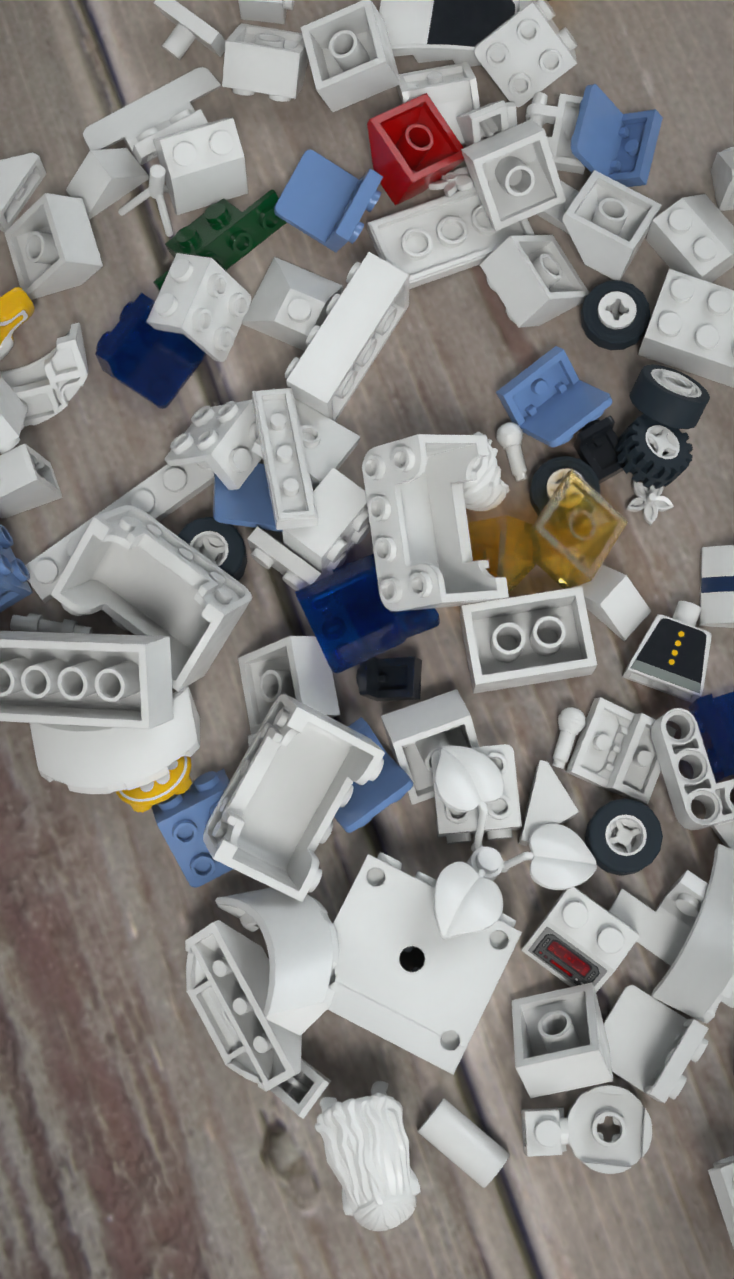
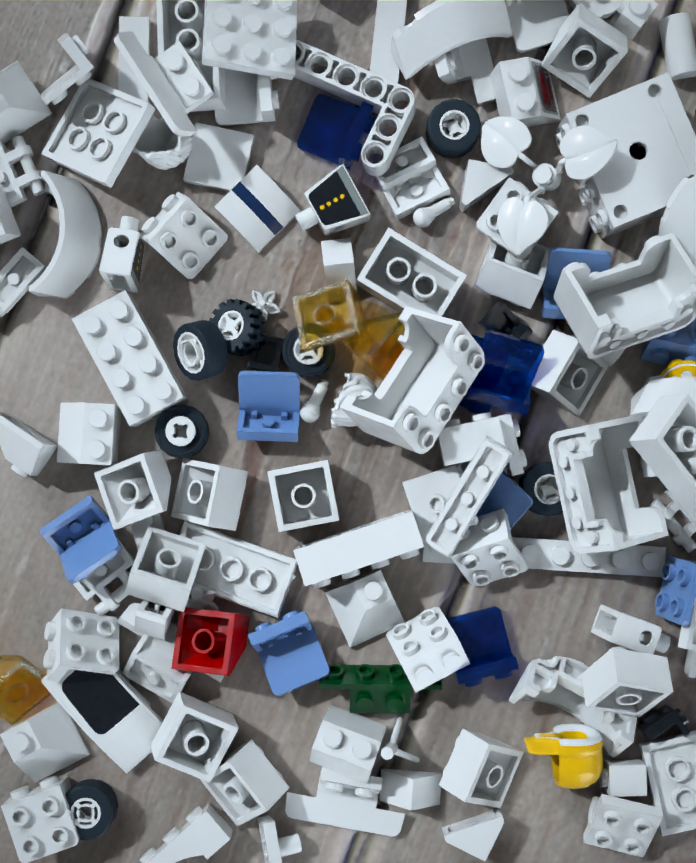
camera: 145 degrees left, 10 degrees up
(444, 347) = (303, 495): none -> white brick

